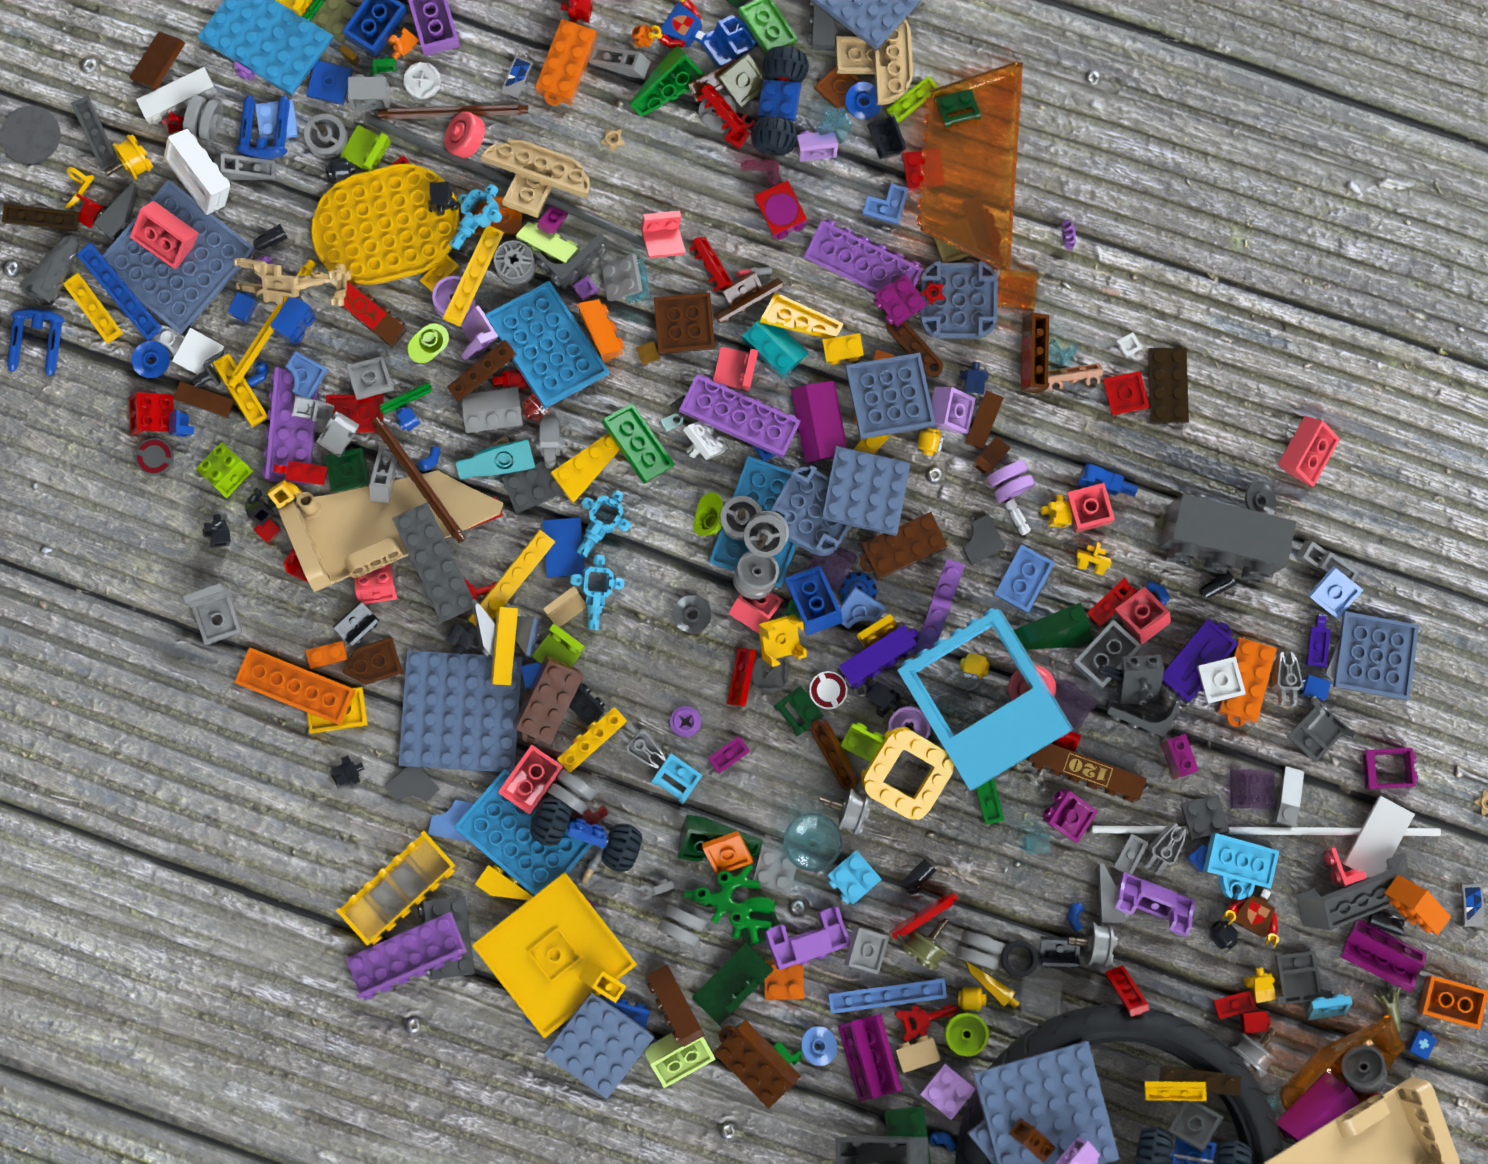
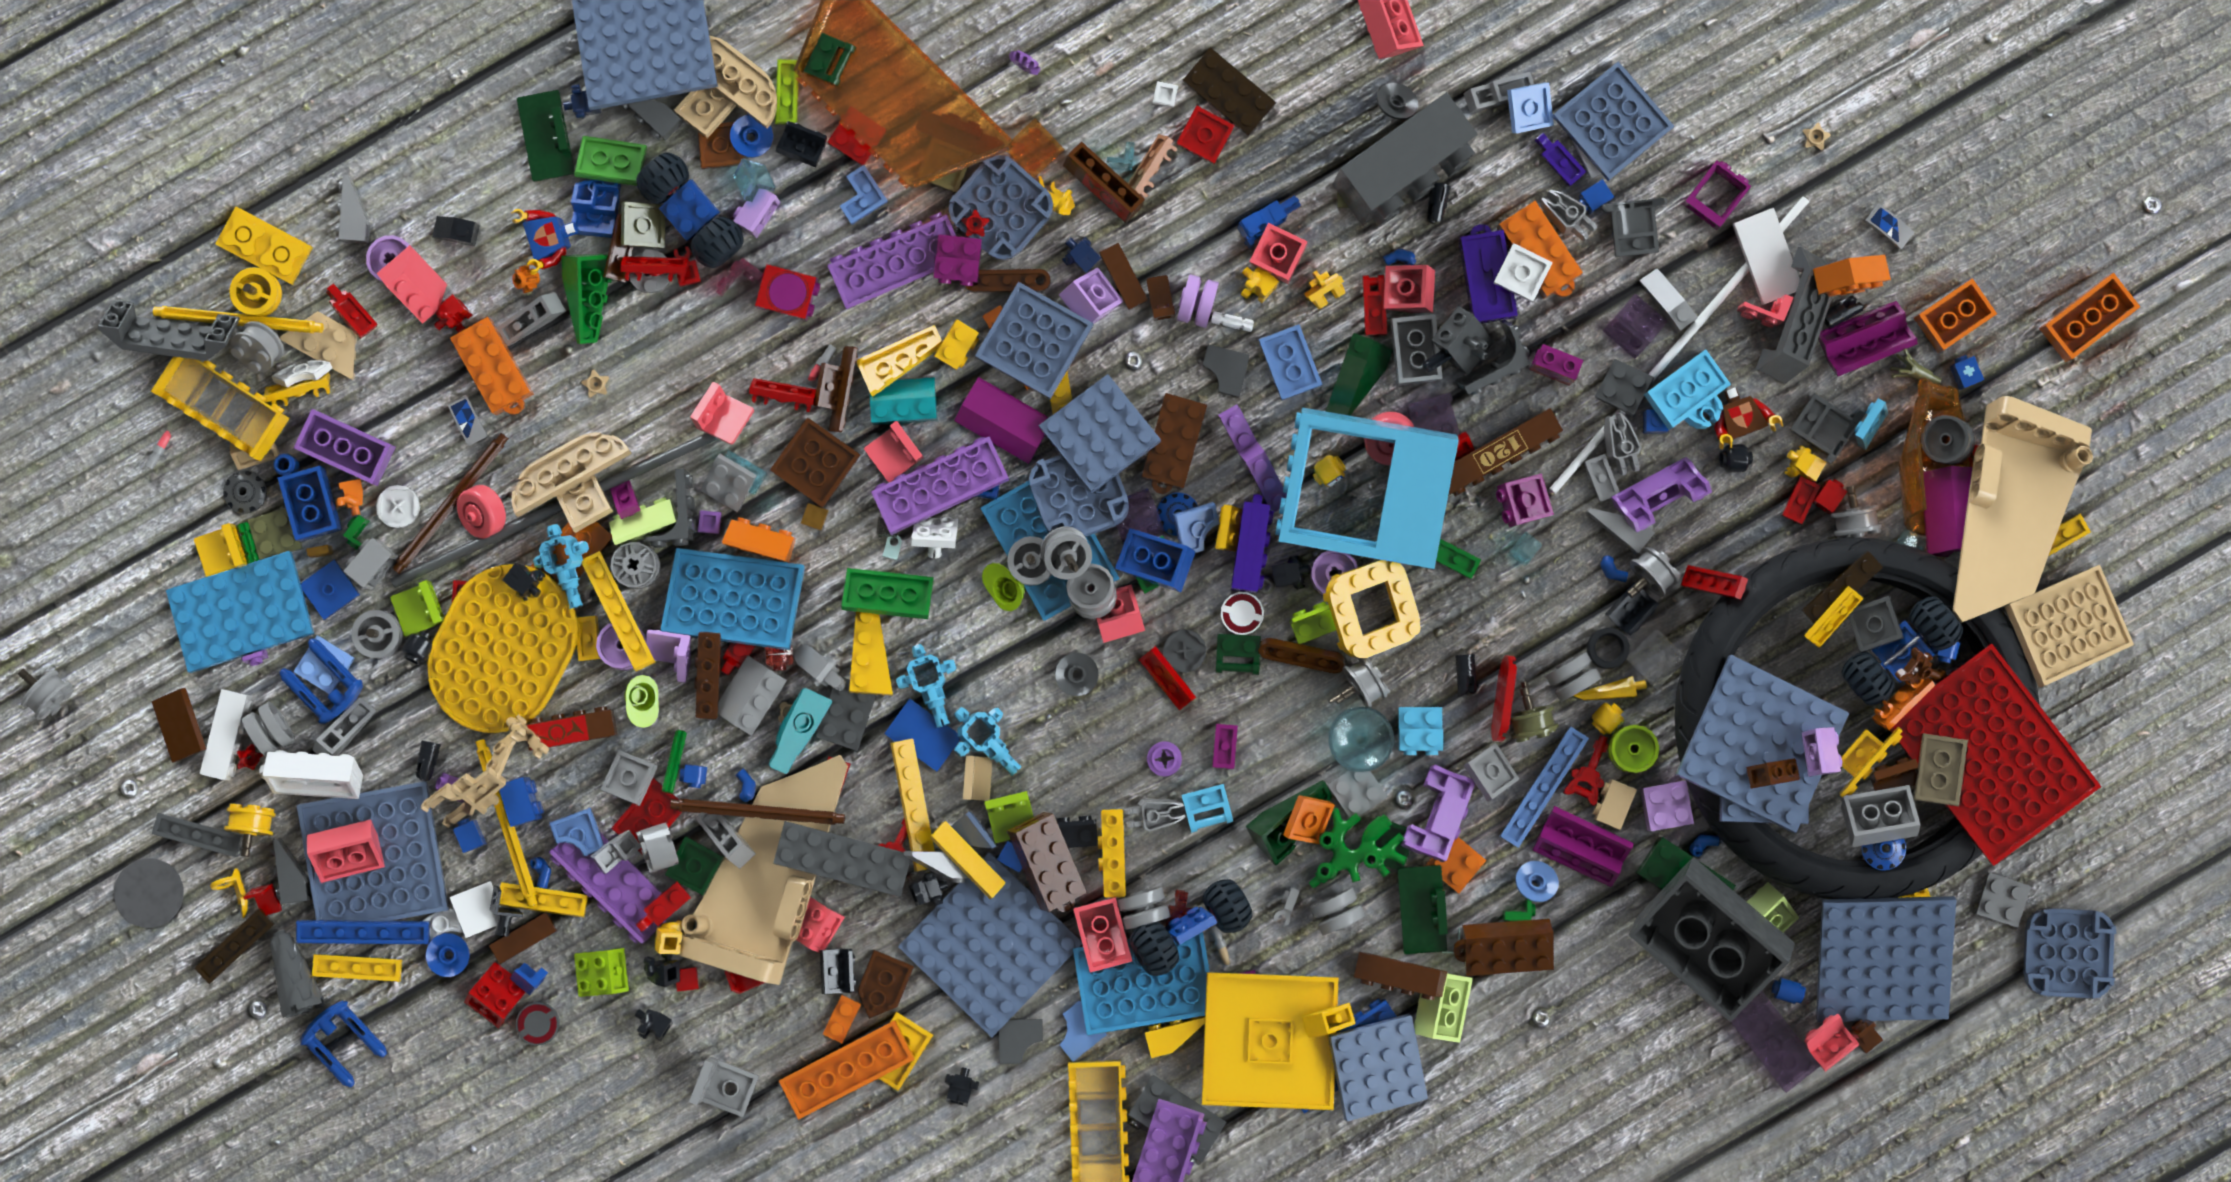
camera: 45 degrees left, 5 degrees up
(781, 639) = (1164, 616): yellow panel -> none
(930, 441) = (1102, 339): yellow head -> none
(998, 337) = (1062, 201): none -> yellow piece

